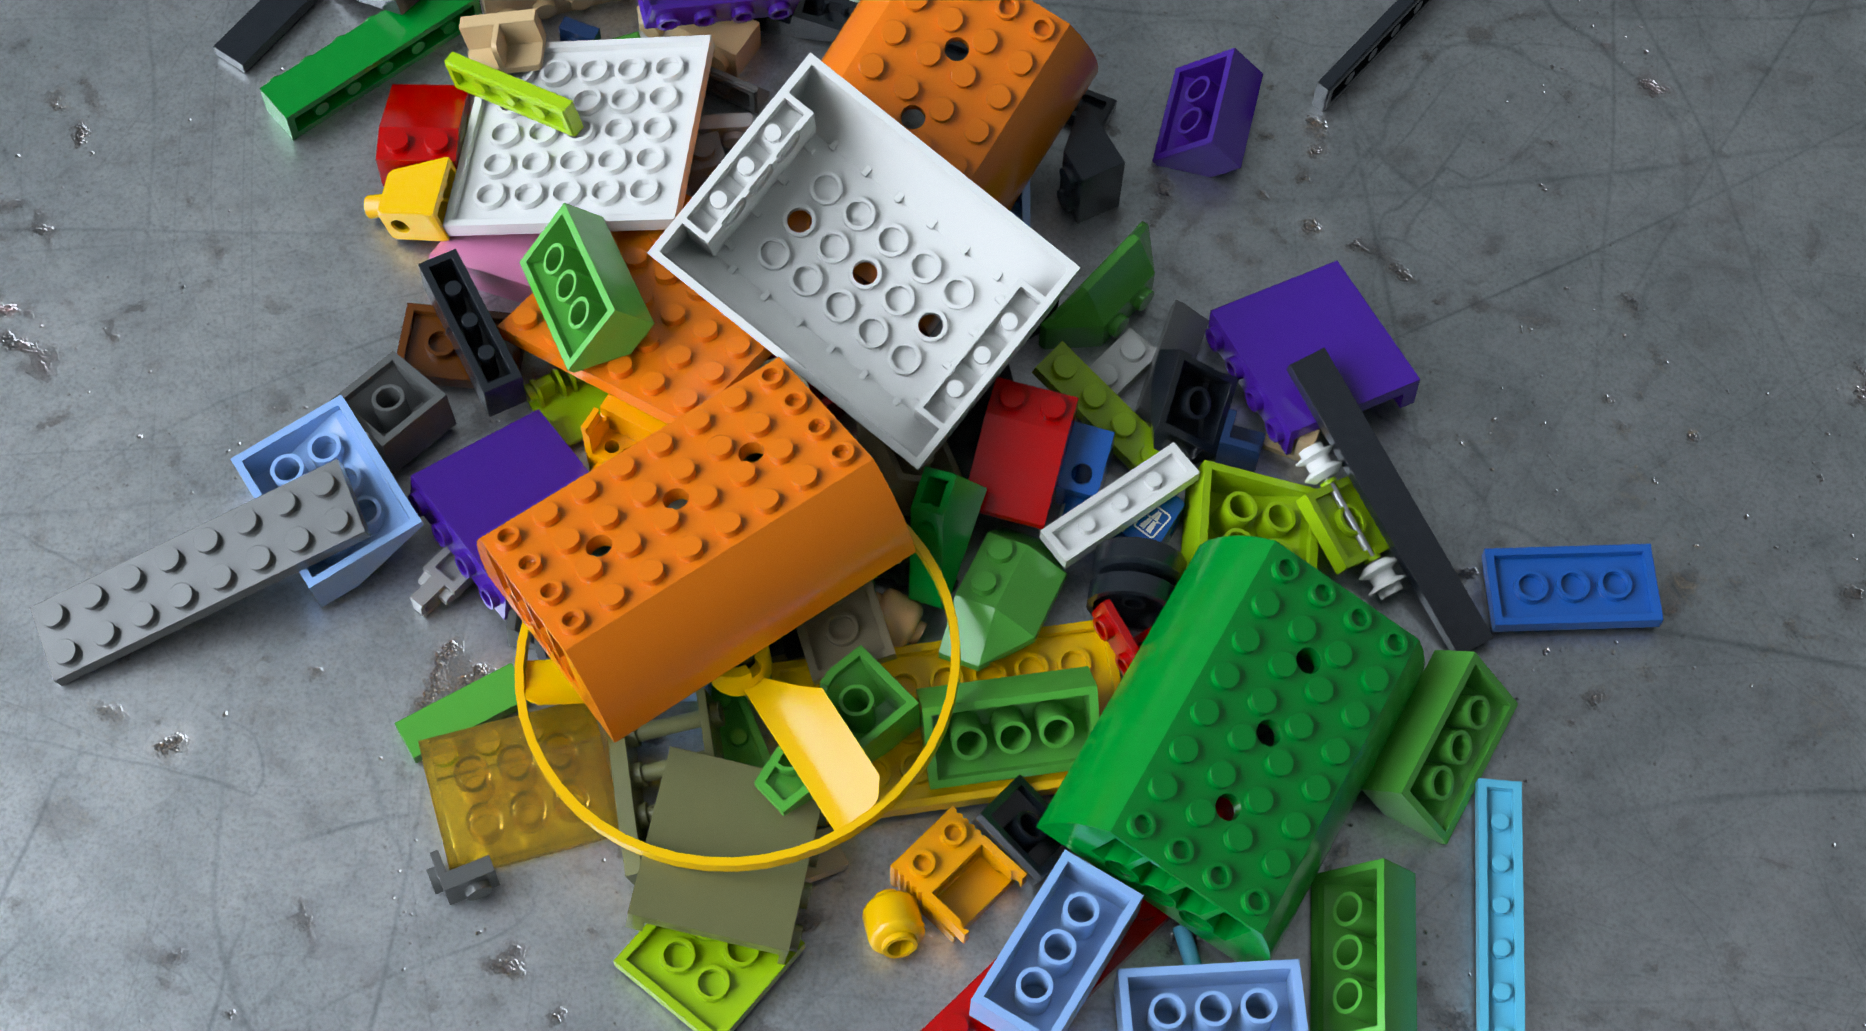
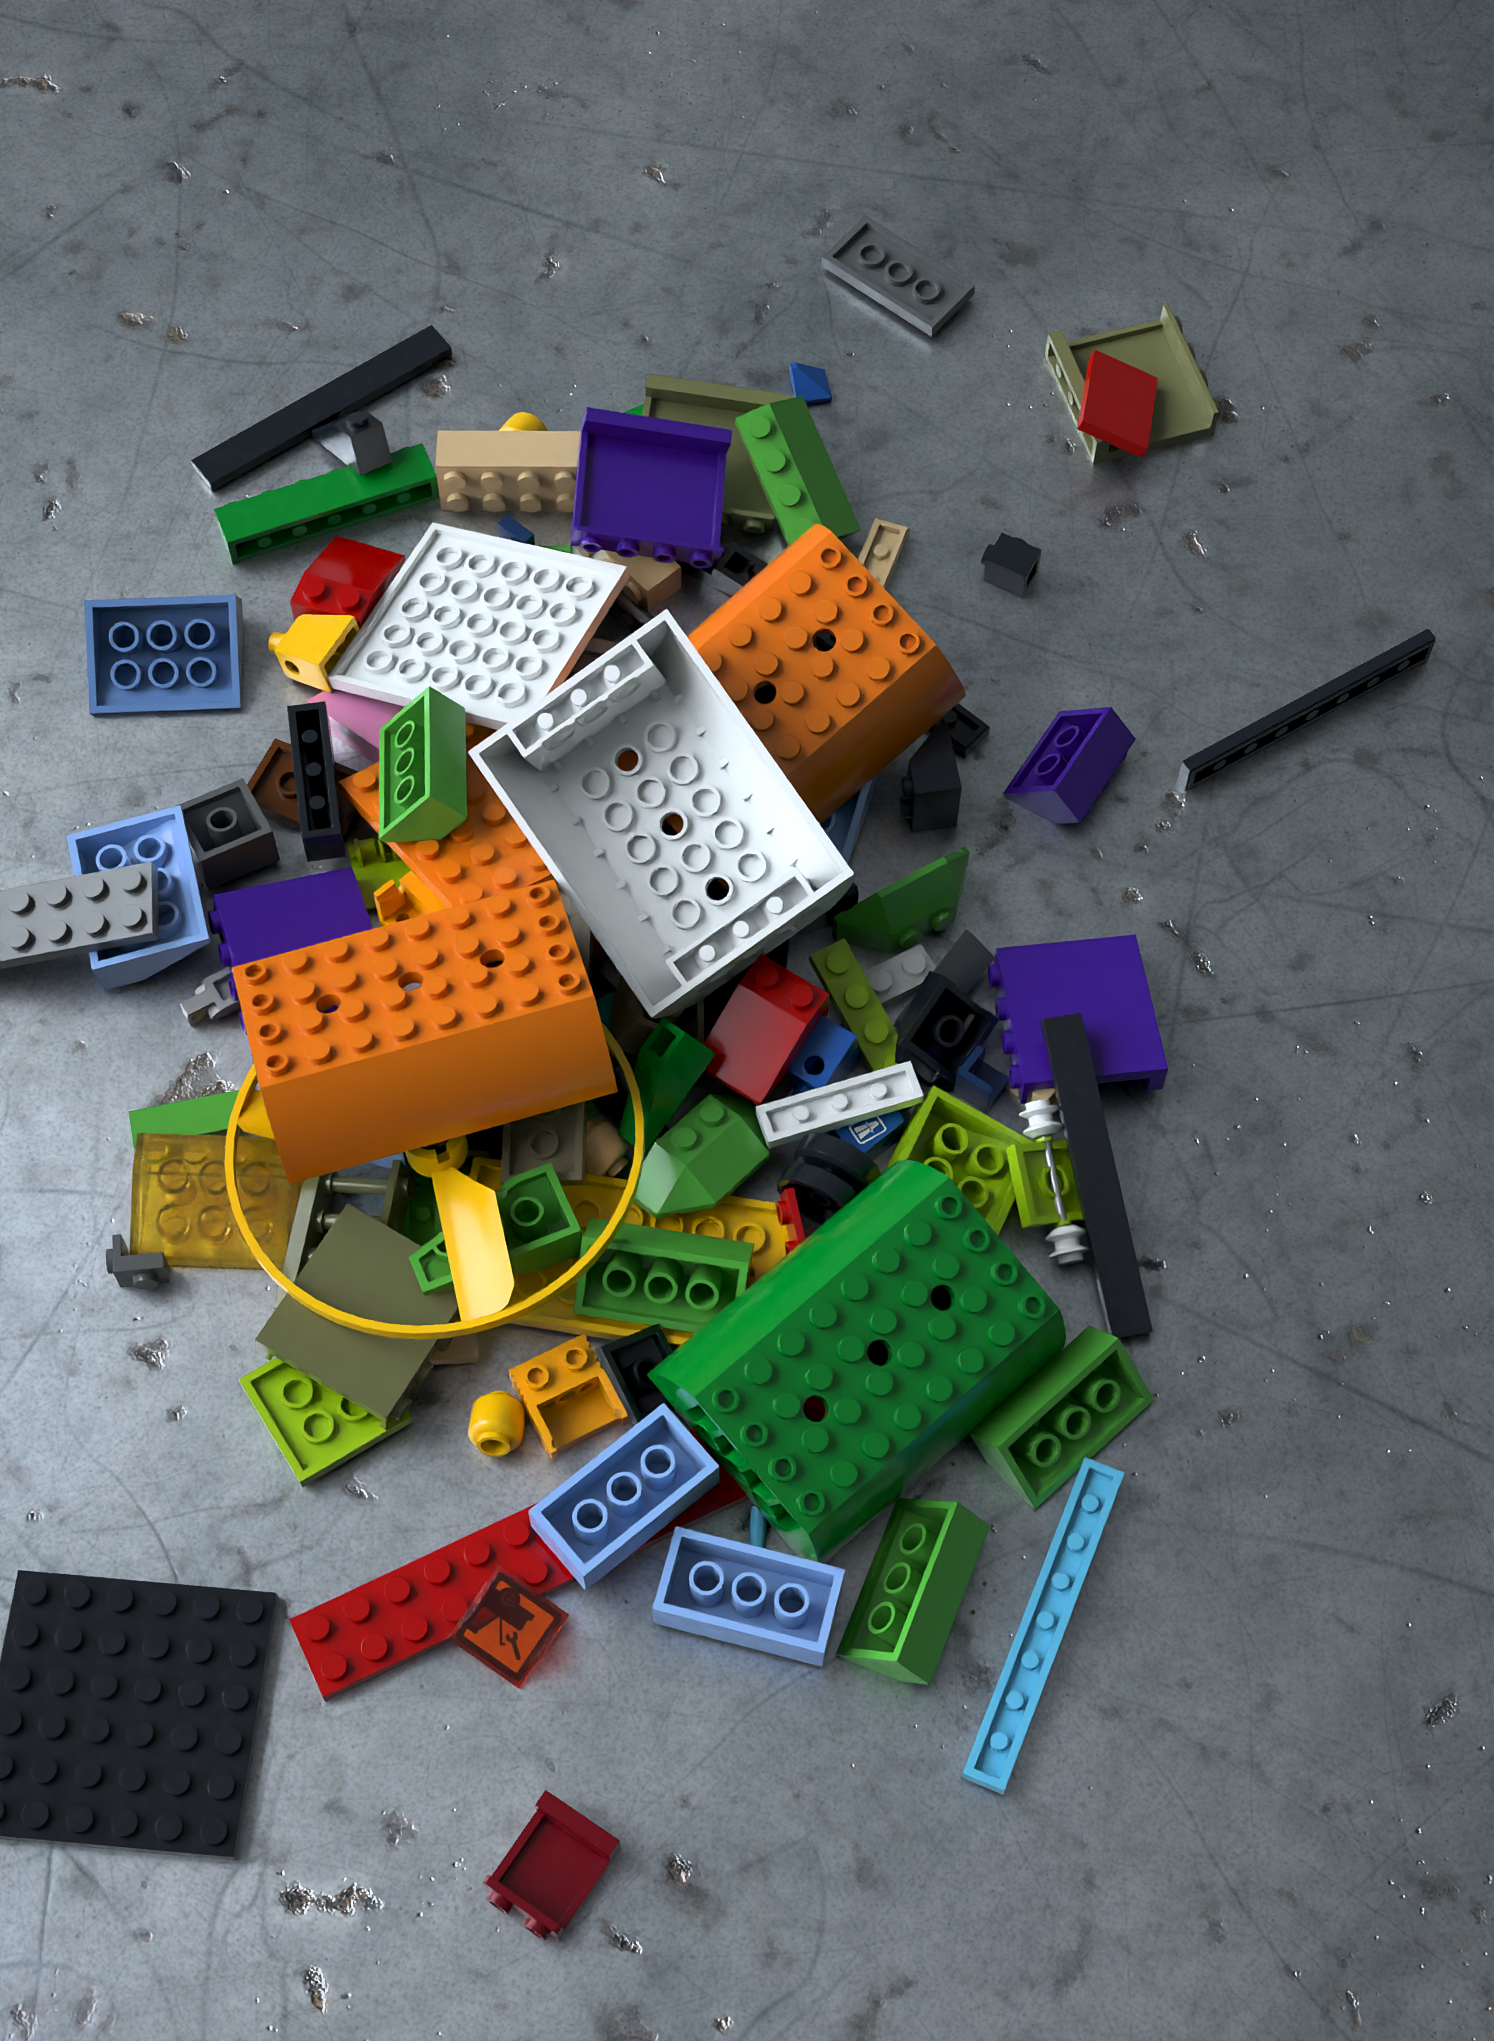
camera: 20 degrees right, 0 degrees up
(259, 248) = (164, 654): none -> medium blue slope
(505, 40) = (443, 524): tan panel -> none
(514, 94) = (431, 574): lime tile -> none
(1571, 587) = (1246, 1307): blue plate -> none

